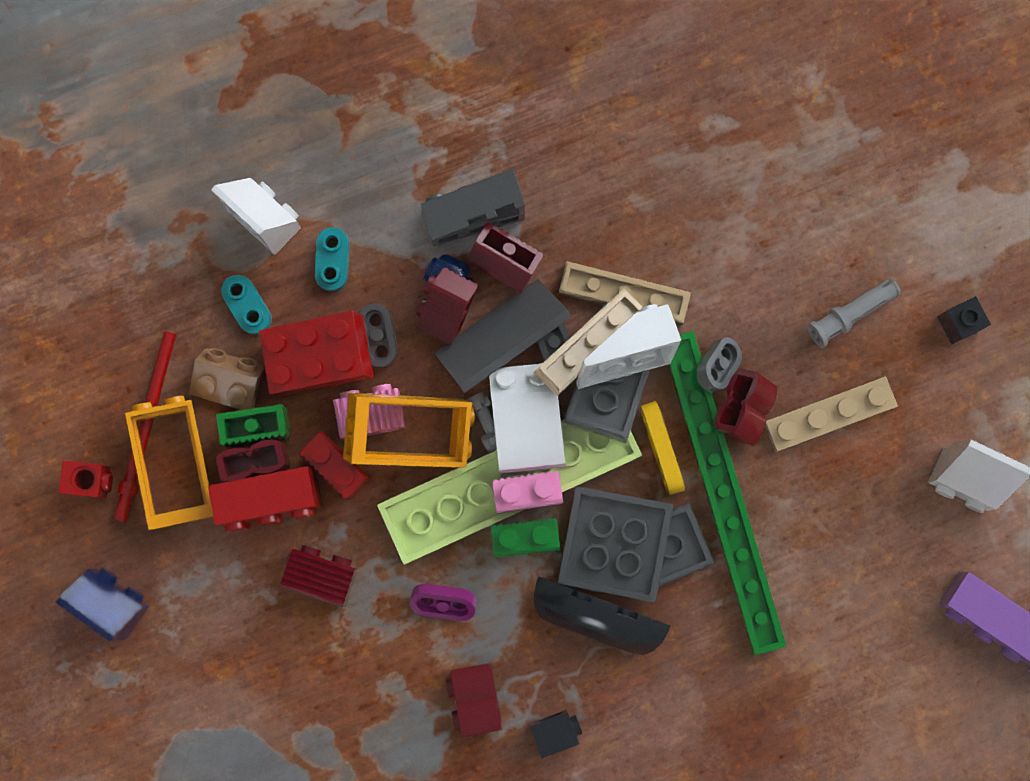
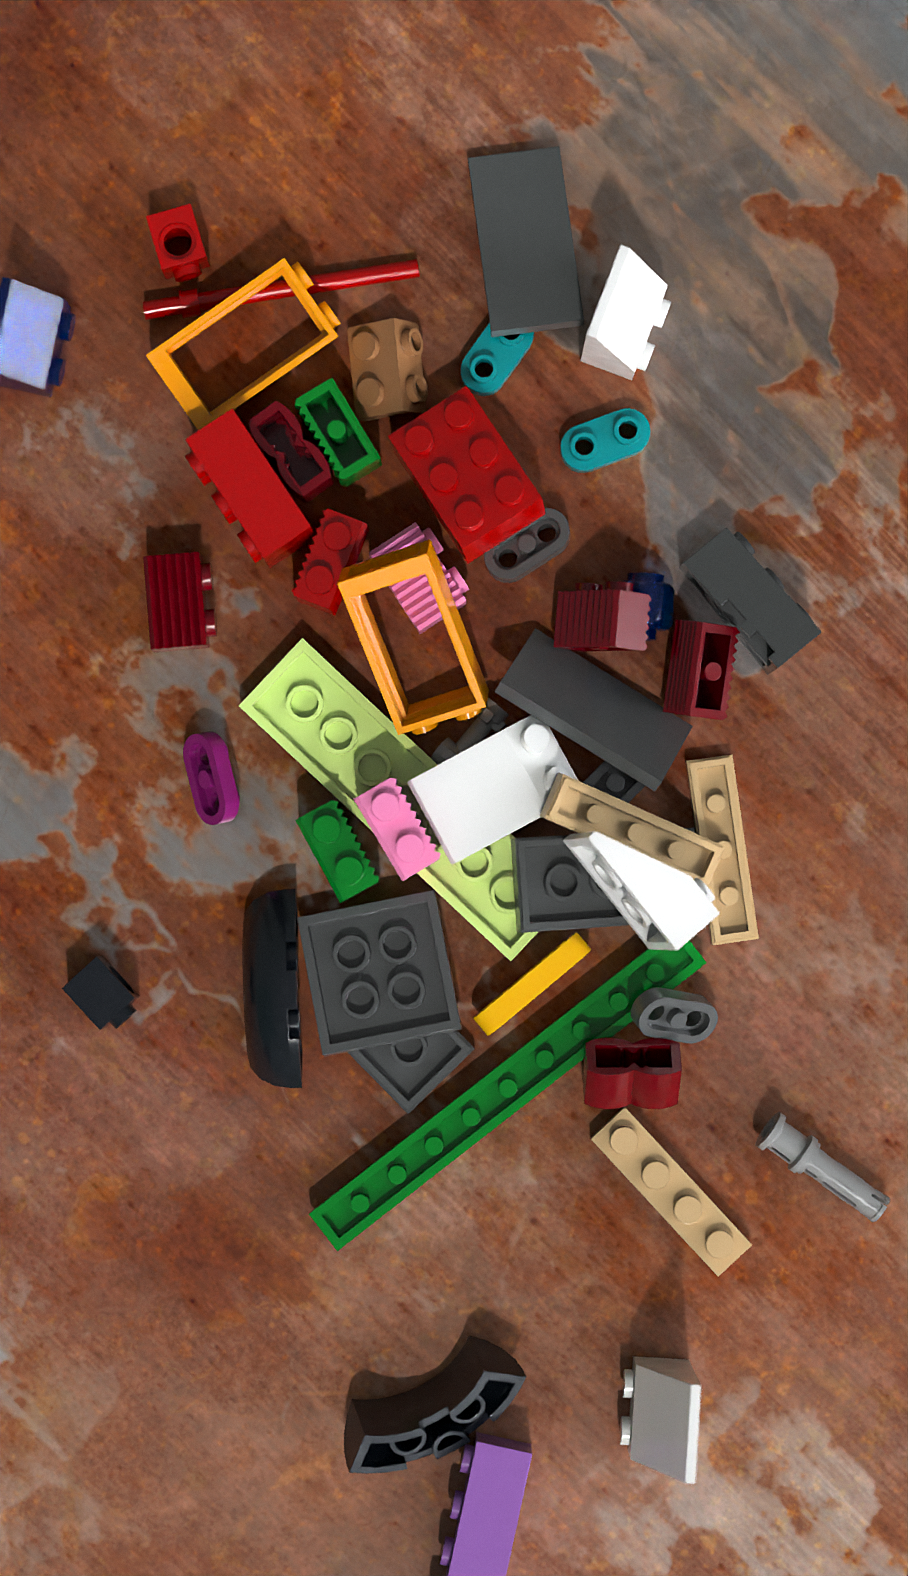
camera: 70 degrees right, 5 degrees up
(183, 257) = (525, 241): none -> dark grey tile
(475, 700) = (102, 872): dark red brick -> none
(917, 626) = (435, 1415): none -> black brick
(963, 320) = (870, 1321): black brick -> none

